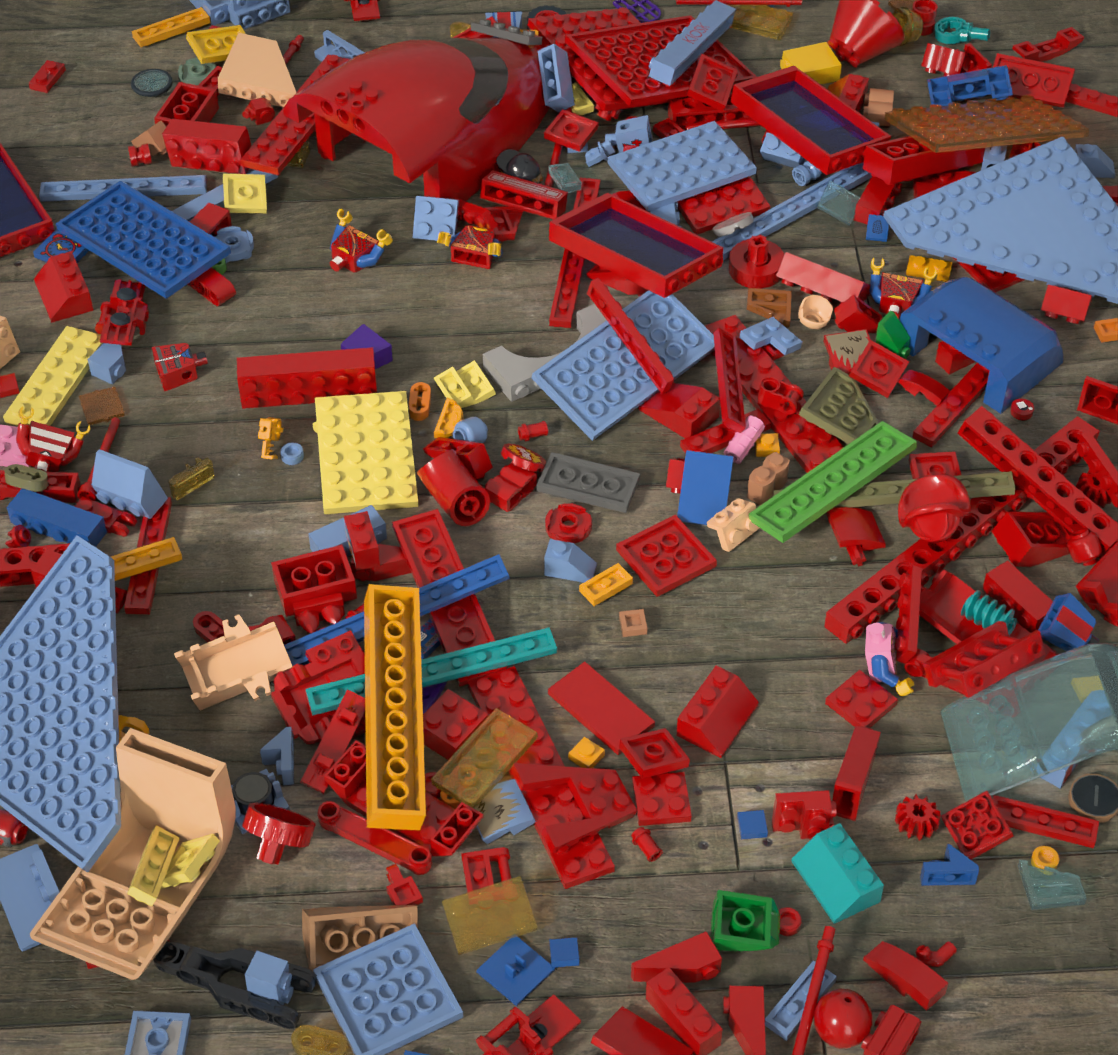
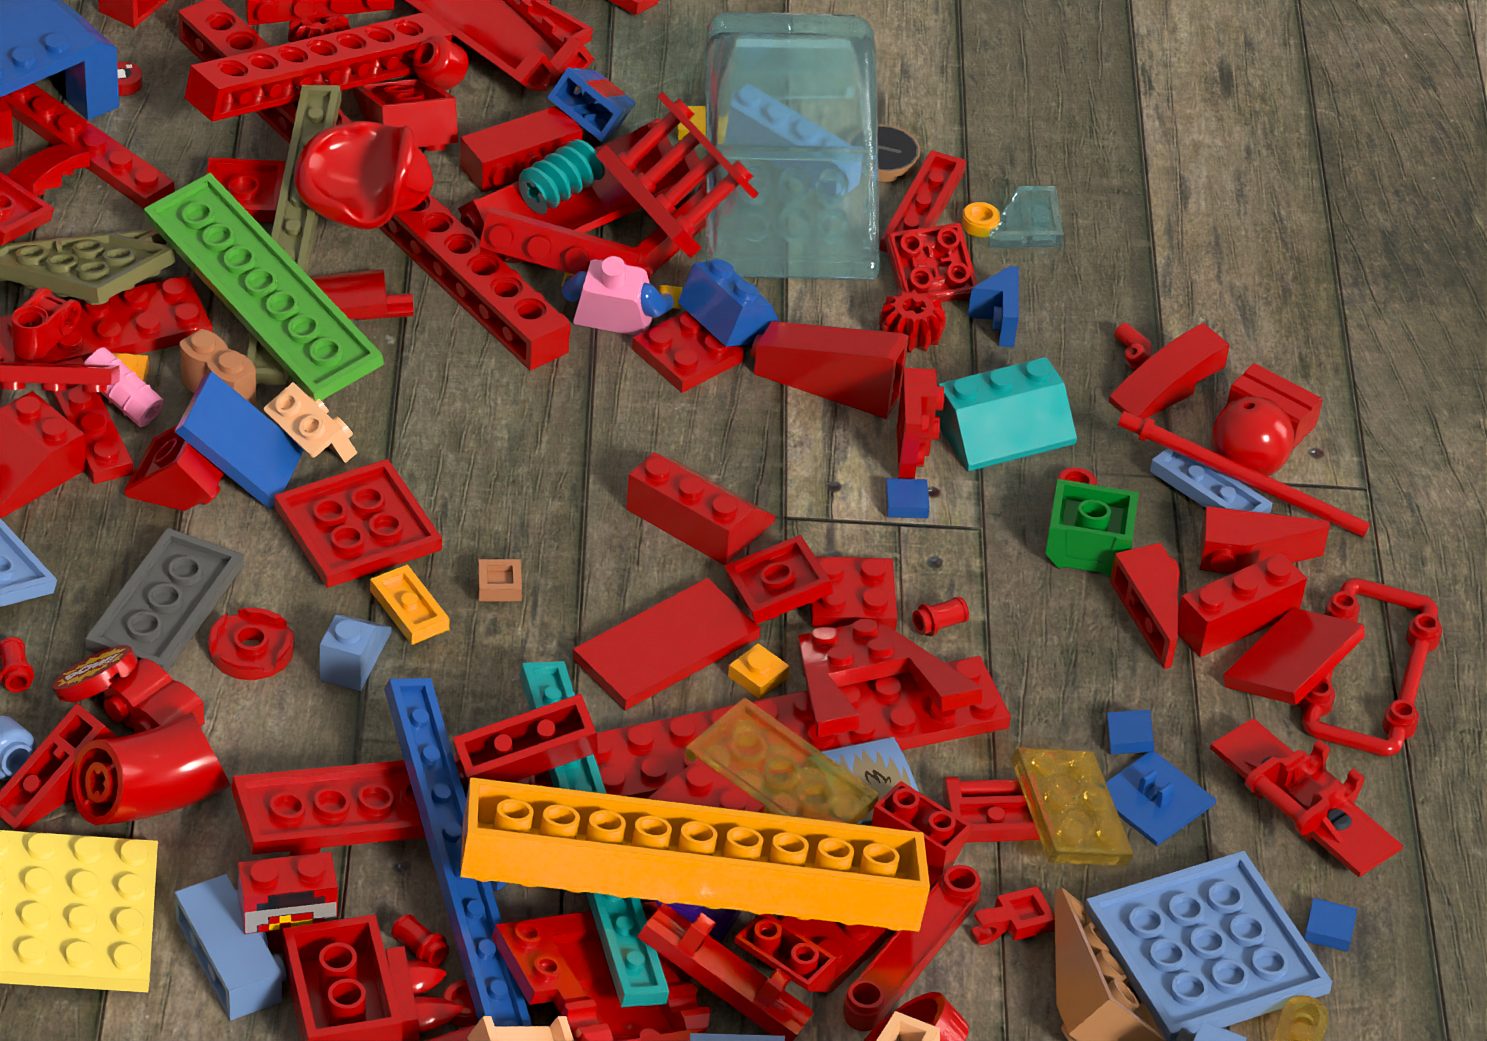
camera: 90 degrees left, 5 degrees down
(468, 624) = (528, 742): none -> red brick
(894, 713) = (726, 303): none -> blue slope

